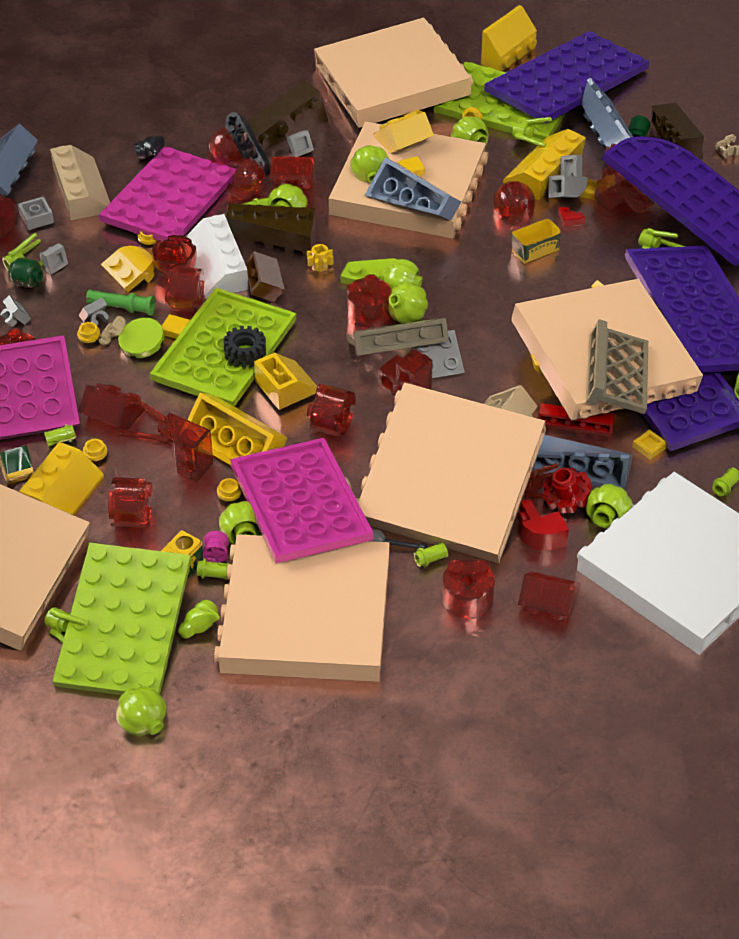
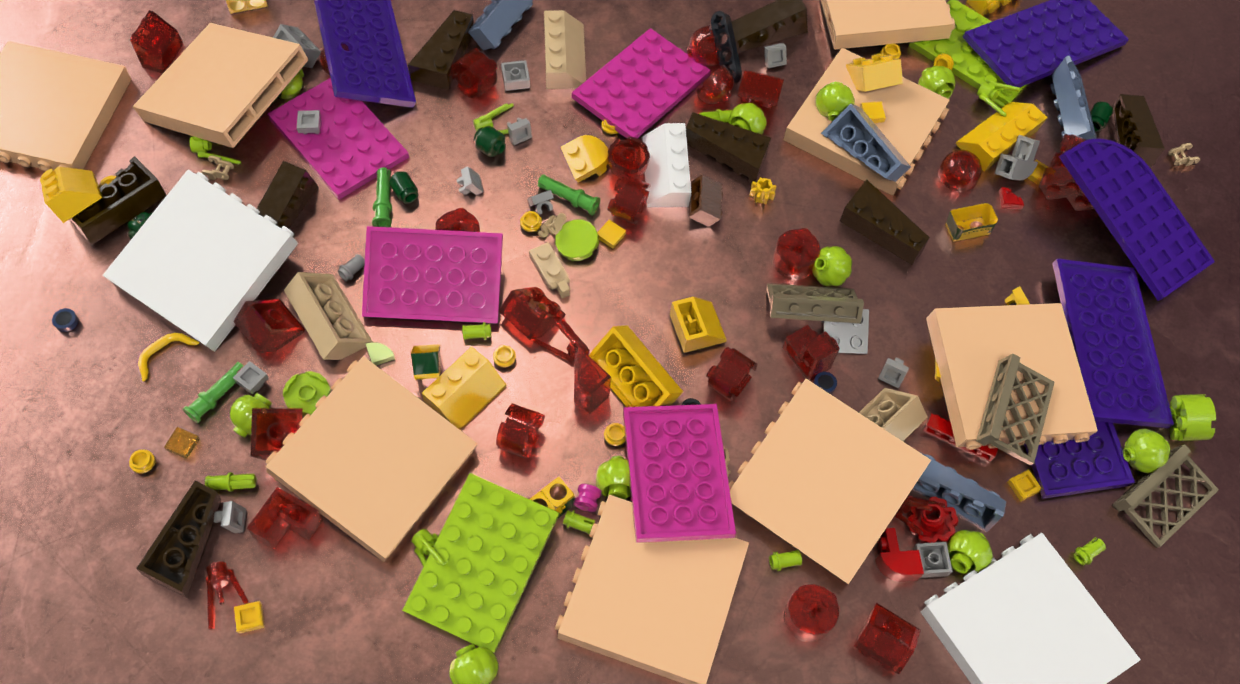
camera: 10 degrees right, 15 degrees up
(121, 369) = (550, 268): none -> tan hinge
(149, 147) = (636, 26): black animal -> none
(197, 356) = (649, 269): lime plate -> none
(199, 619) = (552, 578): lime animal -> none
(241, 337) = (671, 268): black tyre -> none
(359, 269) = (803, 215): lime wing -> none
(378, 536) = (741, 530): black hinge -> none
(399, 272) = (833, 233): lime plant -> none
(451, 259) = (884, 223): none -> dark brown wedge
(494, 378) = (893, 372): none -> light grey tile
(578, 520) = (934, 559): none -> light grey piece
(651, 239) = (1083, 247): lime plant -> none

